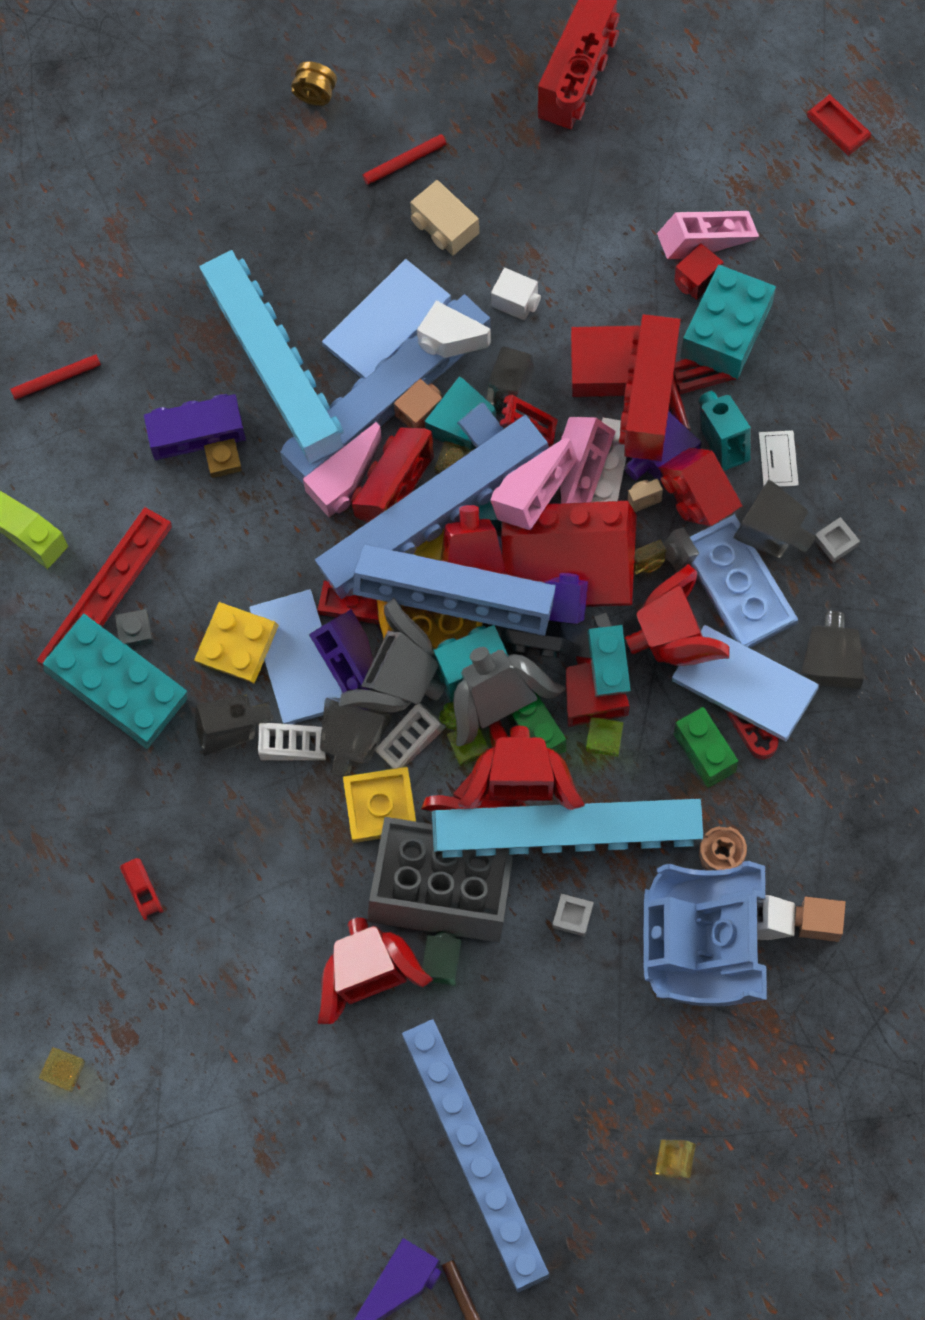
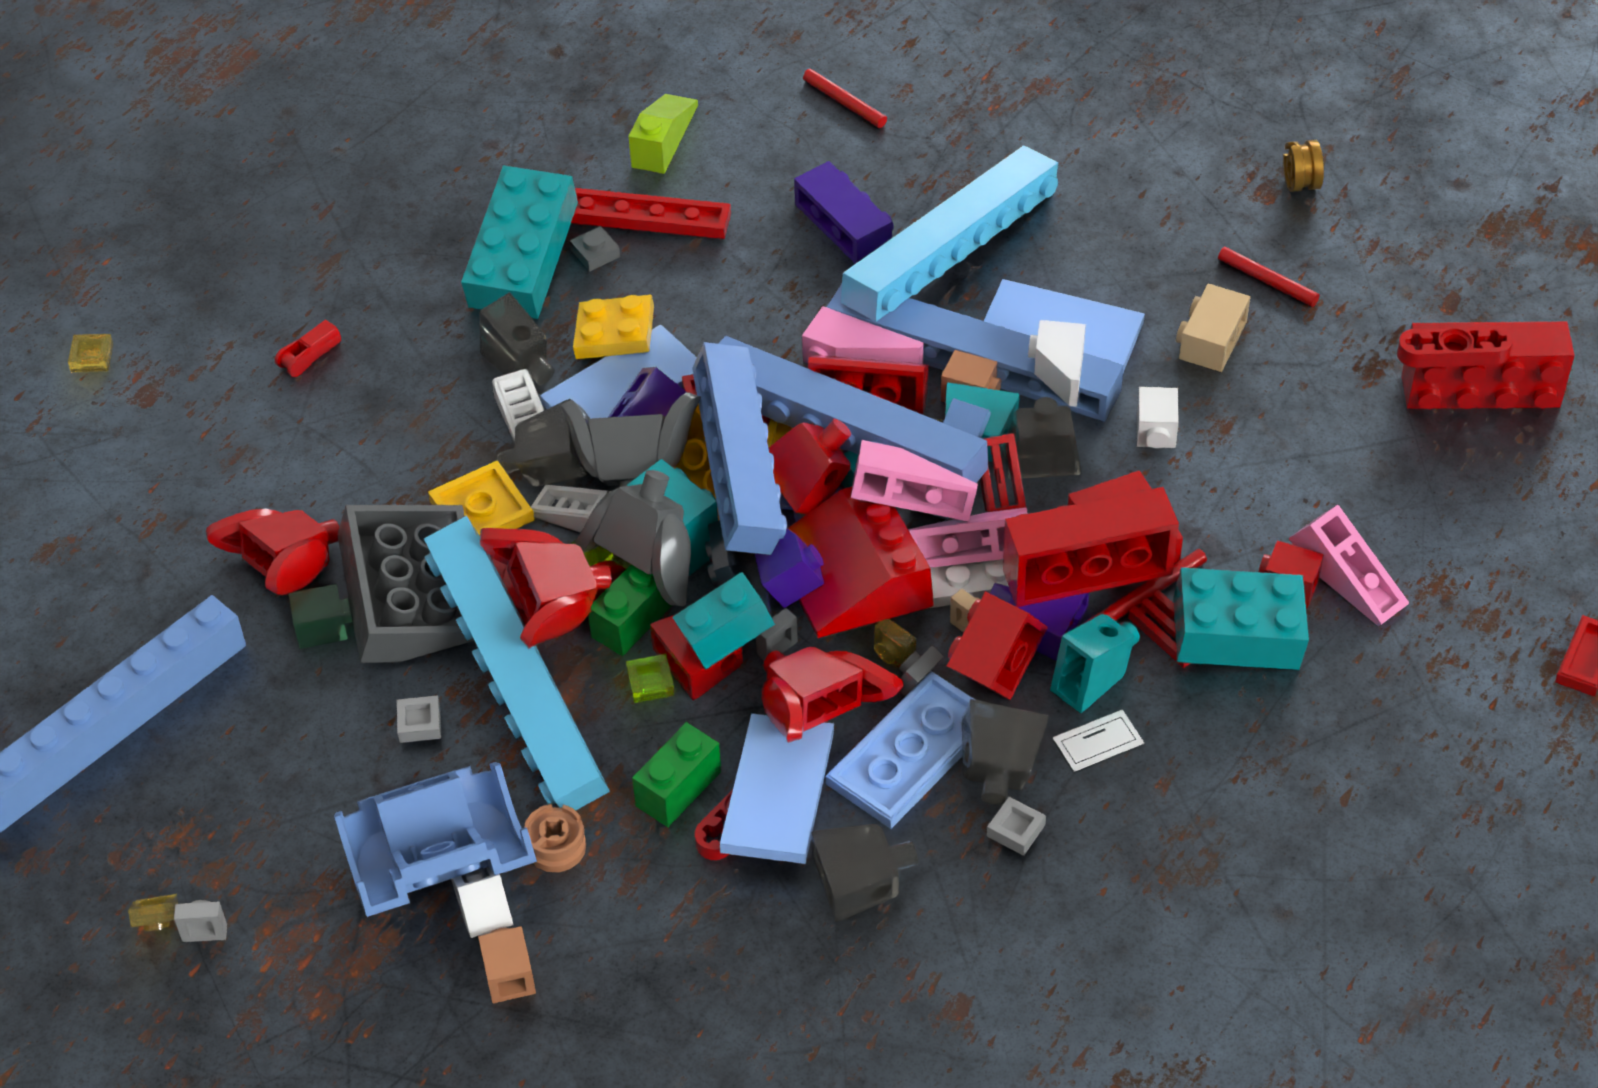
camera: 65 degrees right, 20 degrees down
(222, 458) = (823, 251): pearl gold plate -> none
(697, 1125) = (200, 921): none -> light grey plate

